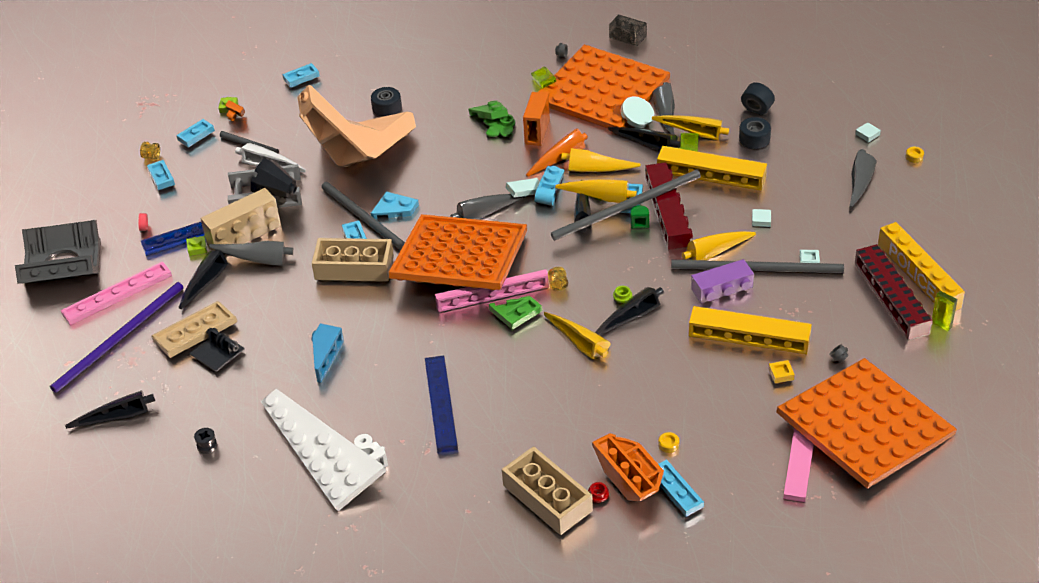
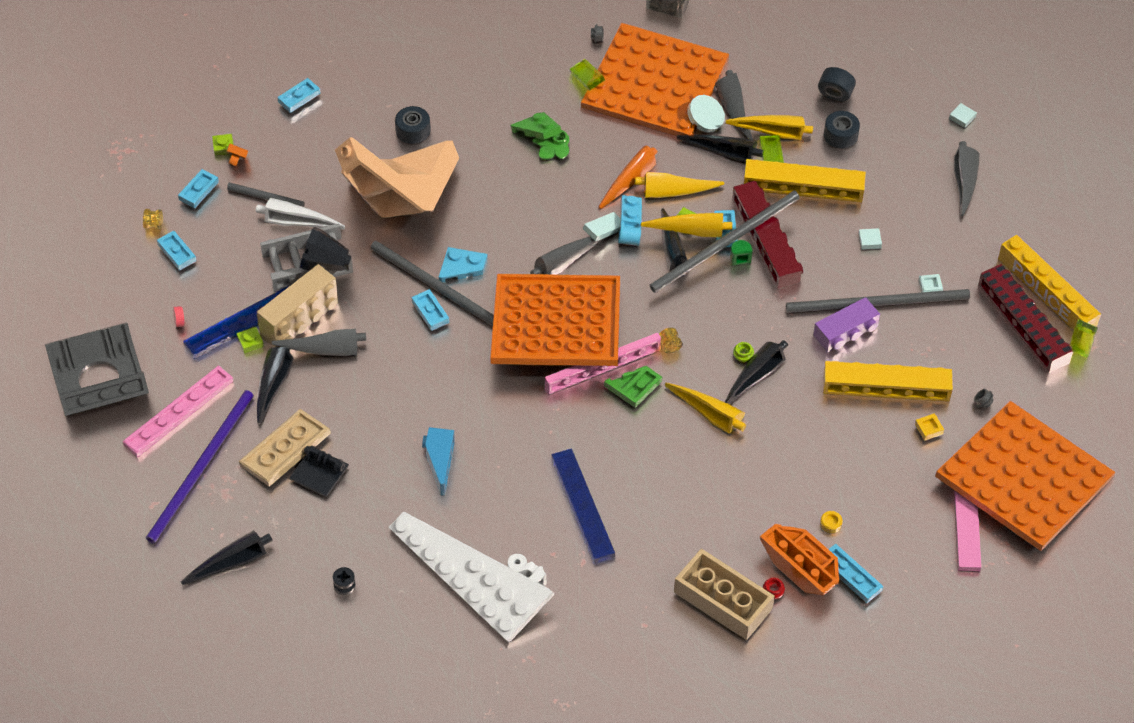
camera: 15 degrees left, 10 degrees up
(352, 259) = (439, 341): tan brick -> none
(536, 118) = (596, 135): orange brick -> none
(712, 245) = (827, 280): yellow piece -> none
(914, 154) = (1017, 140): yellow tile -> none

